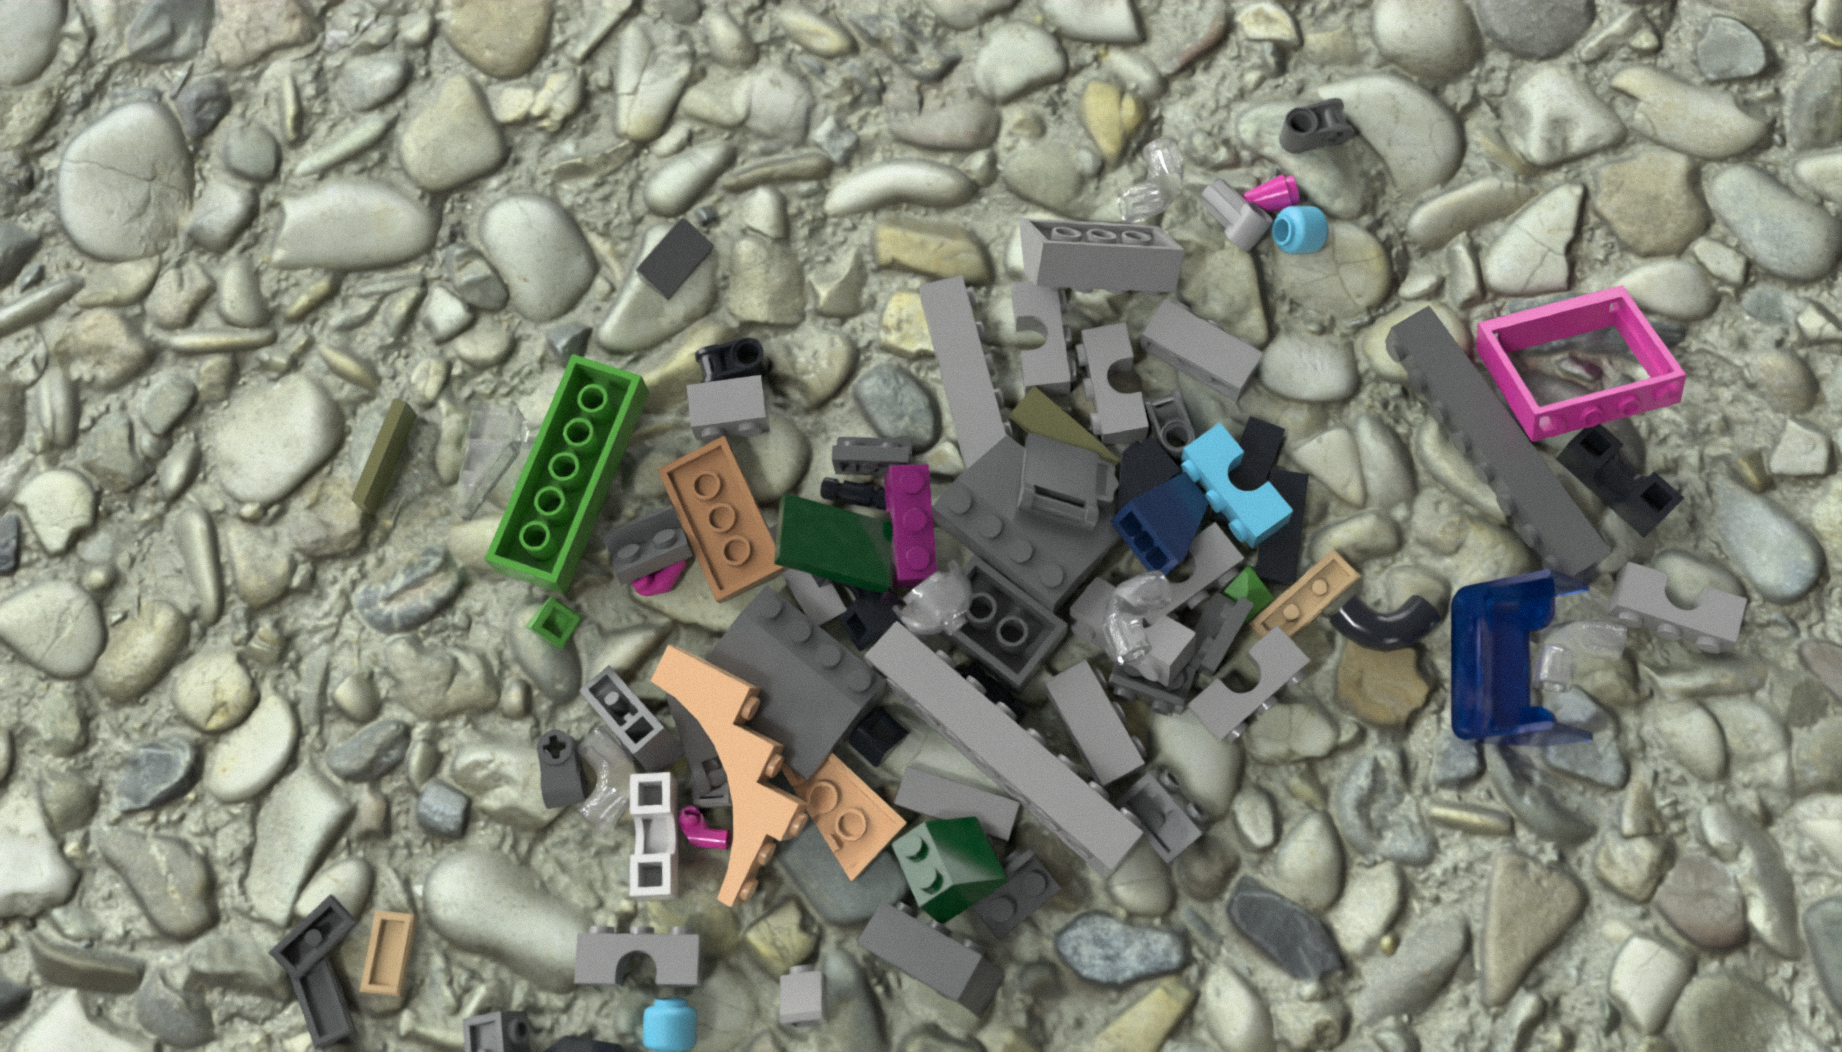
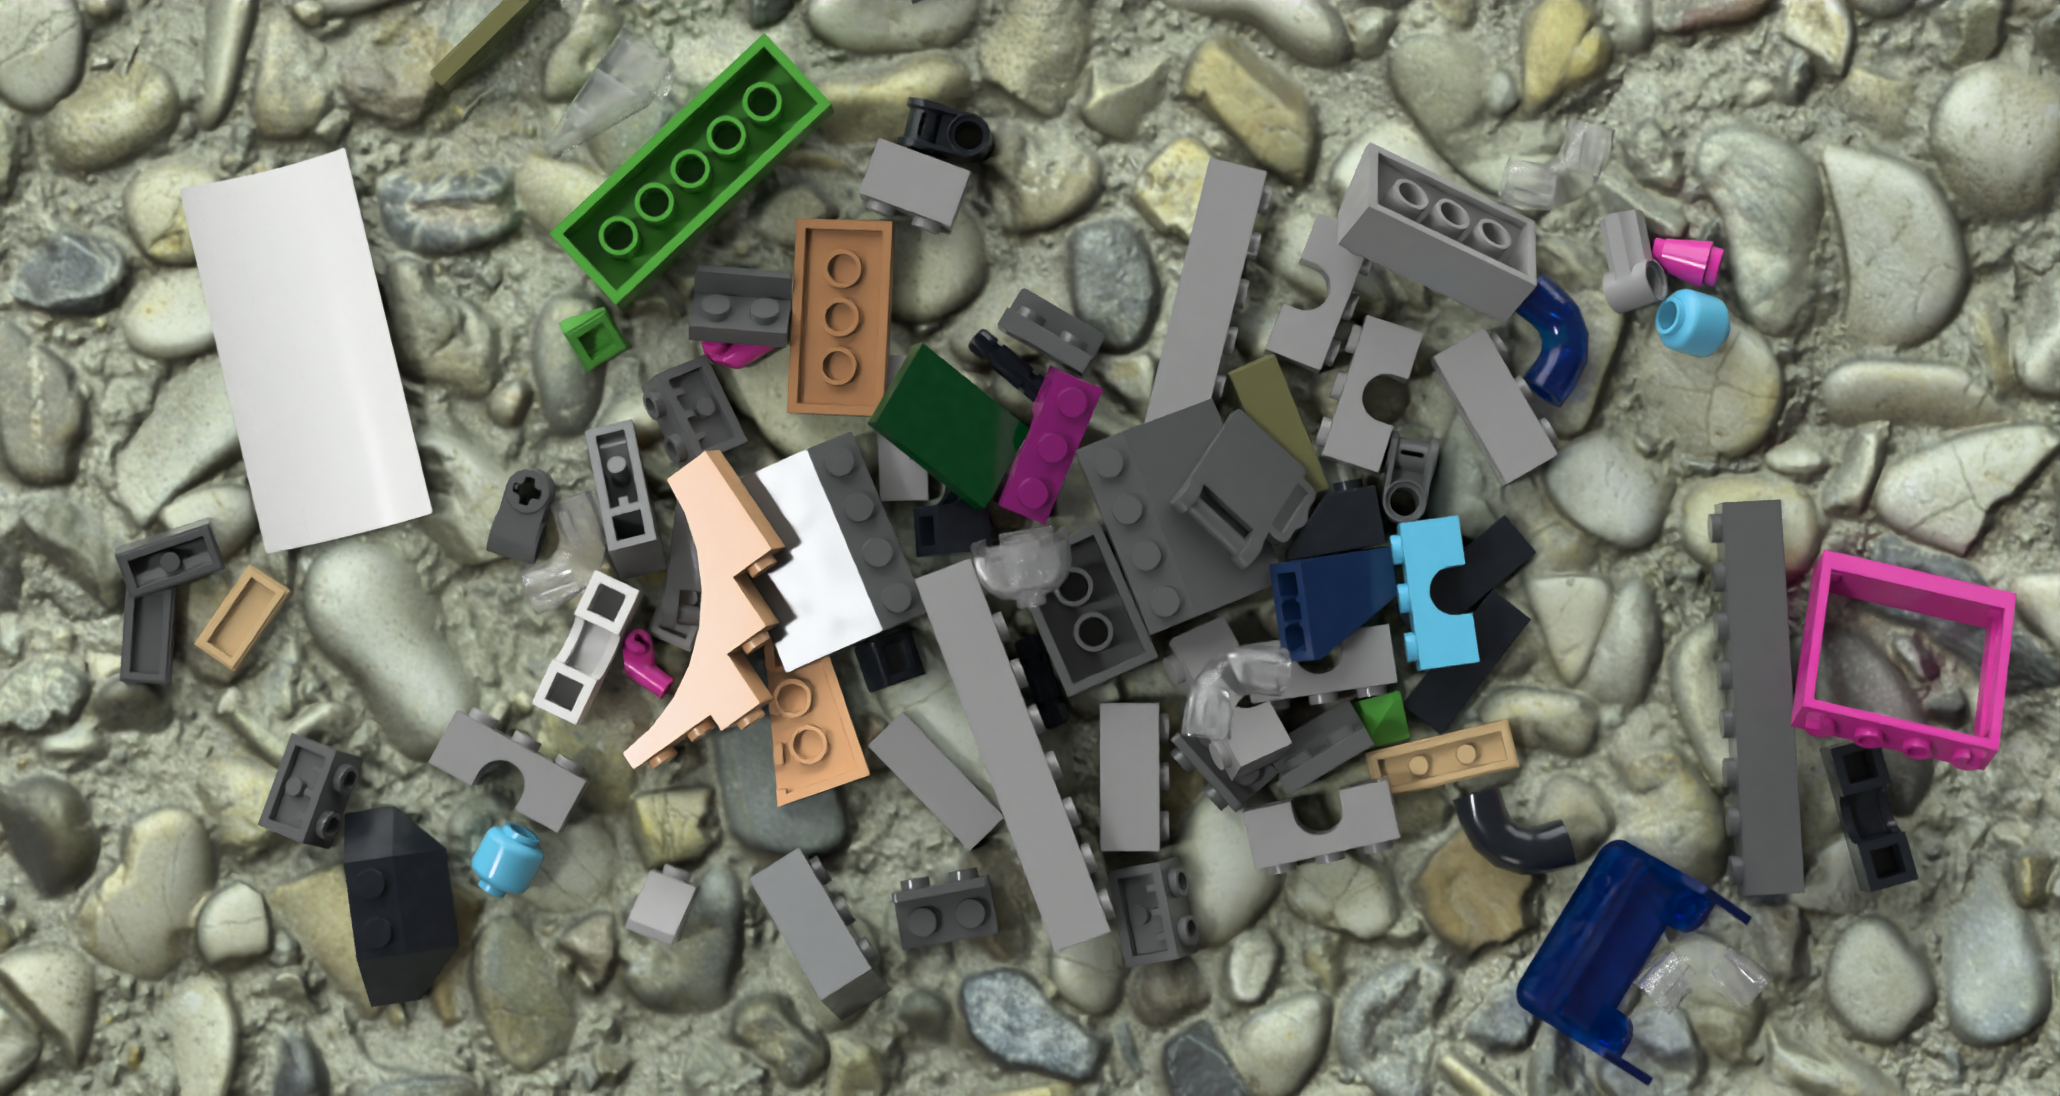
camera: 25 degrees right, 15 degrees up
(353, 741) = (306, 352): none -> white sticker
(644, 631) = (692, 411): none -> dark grey bracket
(949, 865) = (890, 849): dark green slope -> none
(1220, 284) = (1562, 341): none -> clear blue cylinder
(1321, 124) = (1799, 202): dark grey piece -> none
(1642, 602) = (1808, 957): light grey arch -> none

